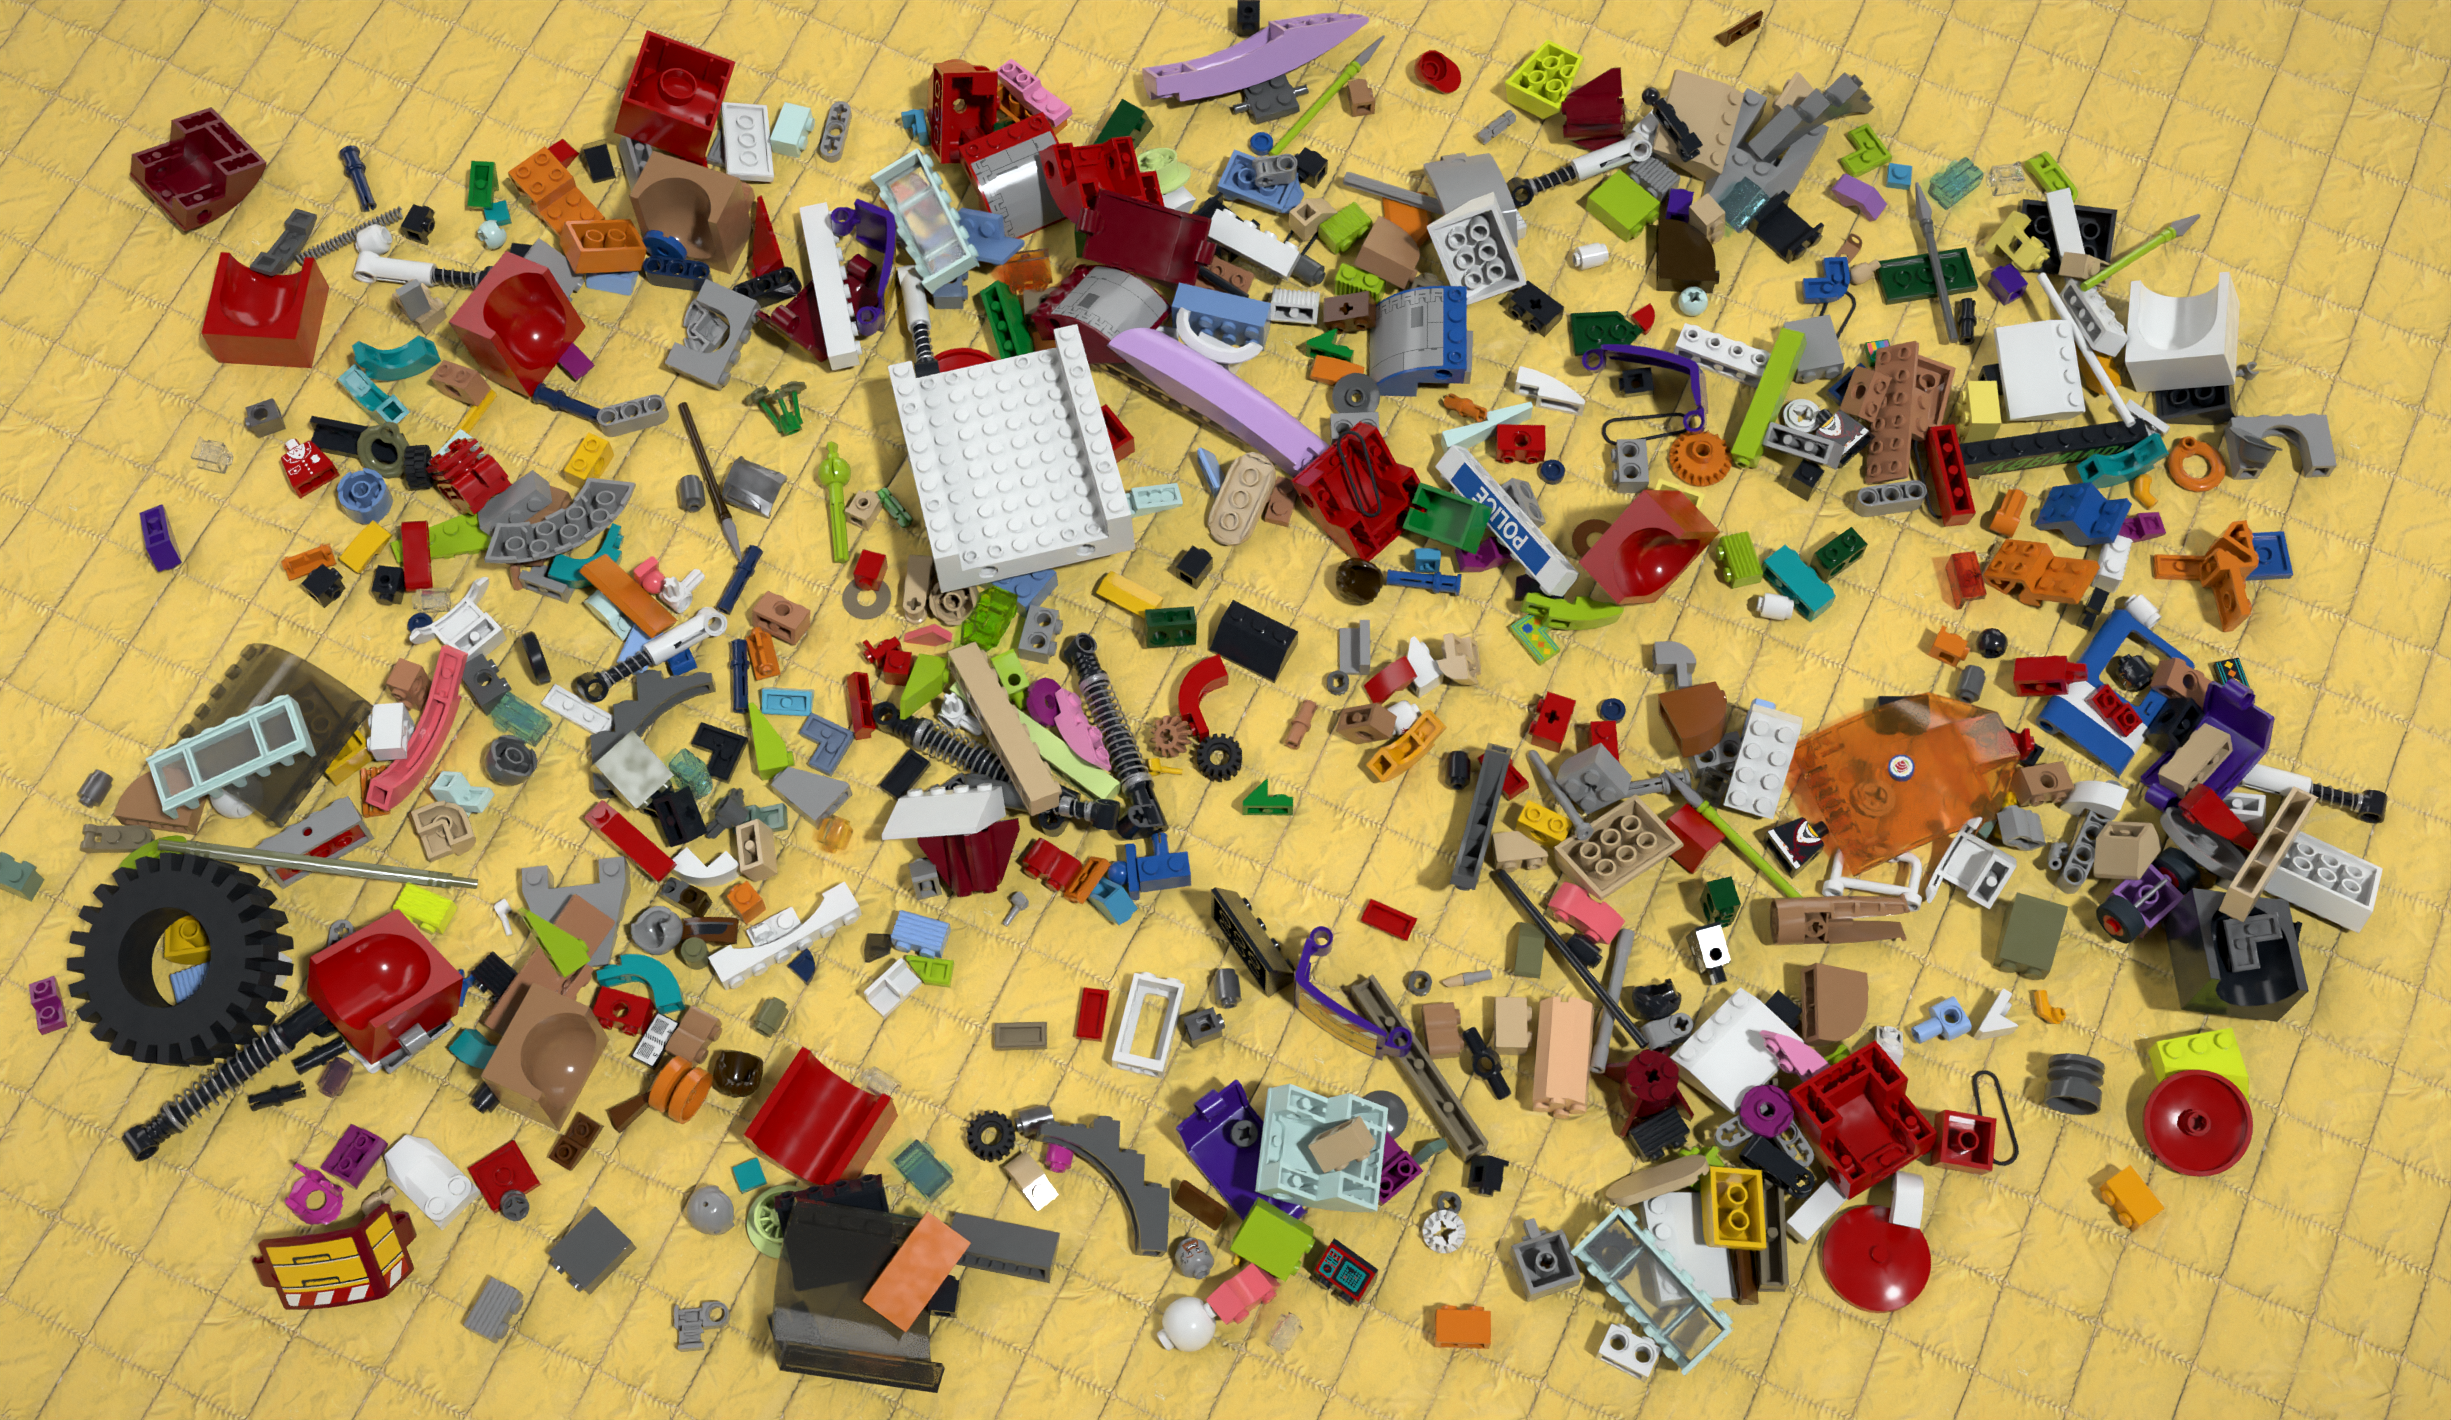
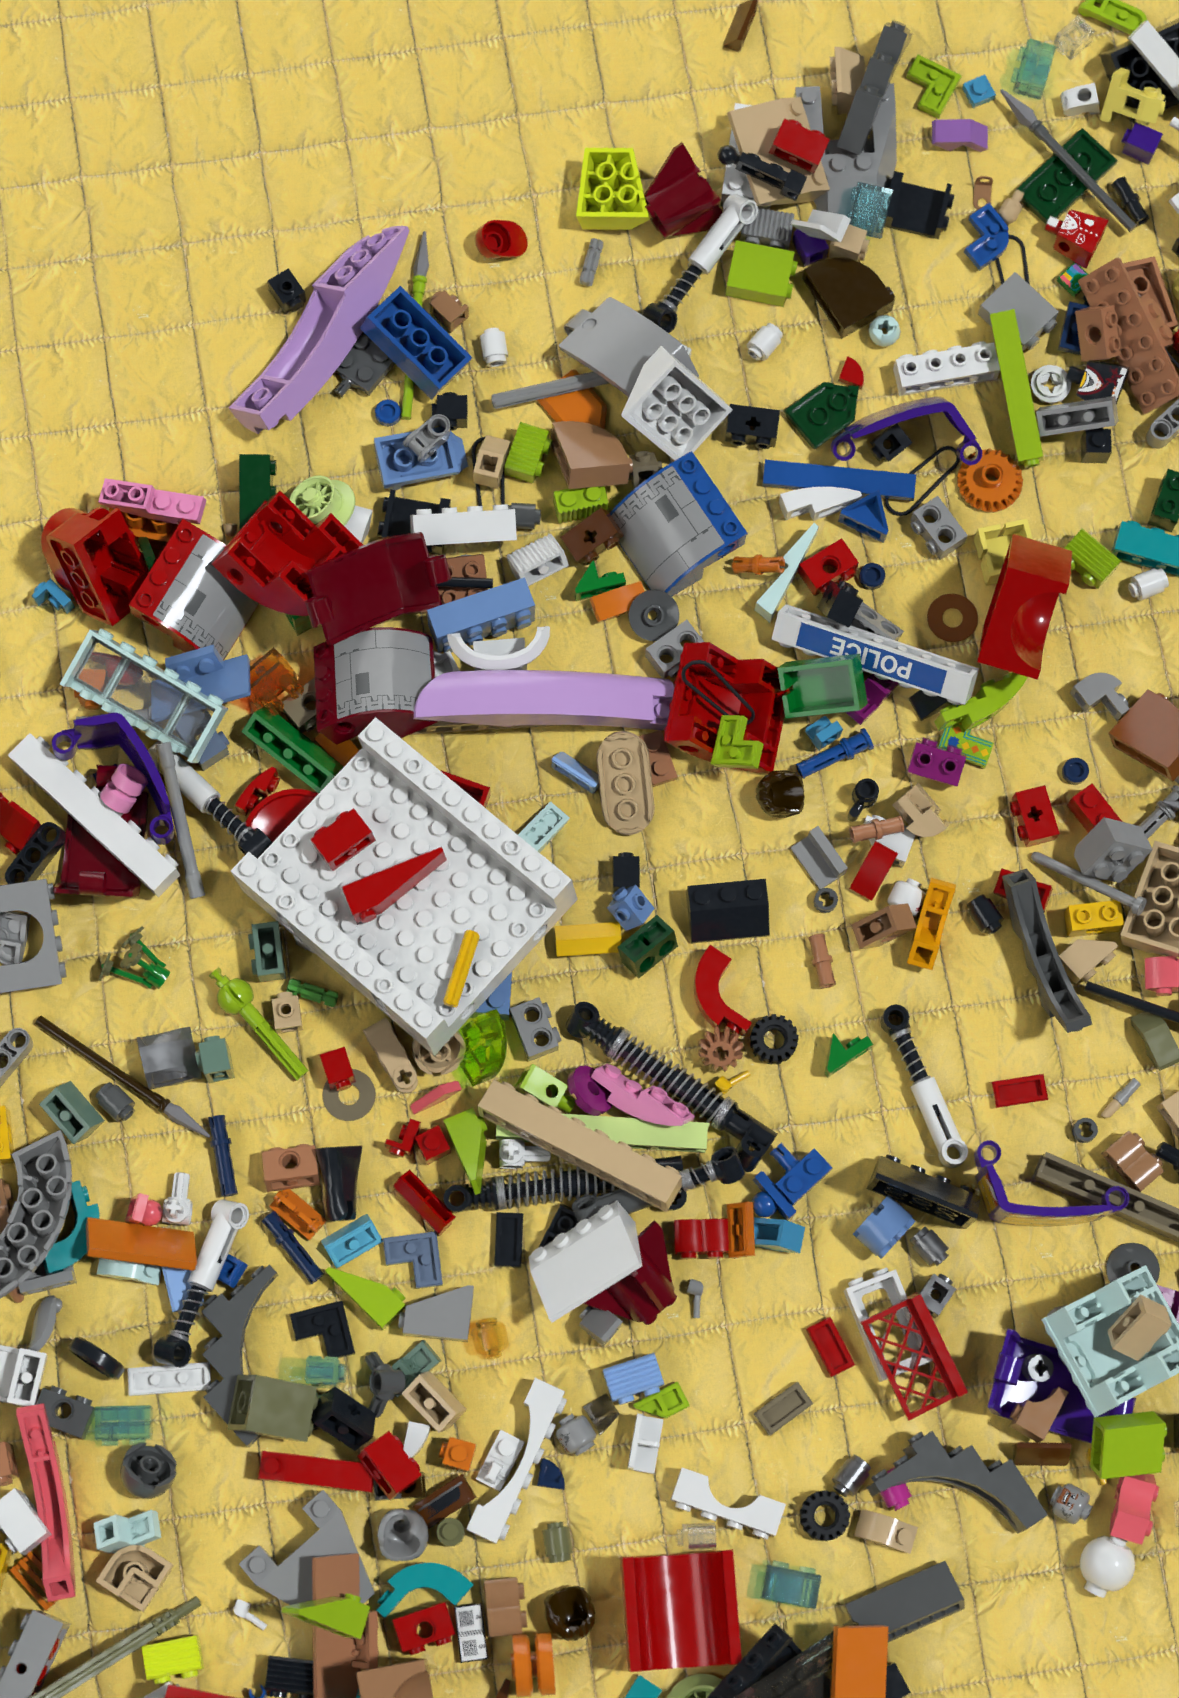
camera: 40 degrees left, 10 degrees up
(520, 610) = (44, 1322): none -> light grey arm
(653, 478) = (72, 1112): none -> sand green brick
(685, 868) = (390, 1465): none -> red brick
(784, 505) = (215, 1059): none -> sand green brick
(813, 644) = (340, 1177): none -> black piece
(845, 947) = (576, 1434): none -> light grey head
(861, 276) = (125, 786): none -> bright pink wheel
(882, 456) = (268, 951): none -> sand green brick
(904, 277) = (192, 875): none -> light grey piece
(941, 1100) = (694, 1492): none -> white arch
(963, 339) = (260, 785): none -> red slope
(987, 395) = (342, 839): none -> red brick
(988, 445) = (380, 890): none -> red slope
(1002, 533) = (461, 968): none -> yellow axle
(1171, 1061) = (935, 1346): none -> red fence
(1178, 589) = (630, 907): none -> medium blue brick
(1199, 946) = (884, 1227): none -> medium blue brick
(1215, 1170) = (1036, 1418): none -> medium nougat arch
(1311, 868) = (925, 1090): none -> piece
(1315, 101) = (415, 342): none -> blue brick
(1342, 518) = (731, 749): none -> lime tile
(1375, 142) = (494, 347): none -> white brick
(1413, 647) = (876, 829): none -> nougat pin
(1426, 625) = (863, 796): none -> black piece
(1501, 633) = (937, 762): none -> magenta brick
(1507, 466) = (840, 602): none -> black brick
(1576, 422) = (866, 516): none -> blue slope
(1596, 400) = (802, 475): none -> blue tile
(1693, 192) = (824, 225): none -> white panel
(1714, 121) = (799, 145): none -> red brick
(1903, 319) = (1077, 235): none -> red torso
(1978, 225) = (1080, 100): none -> white leg

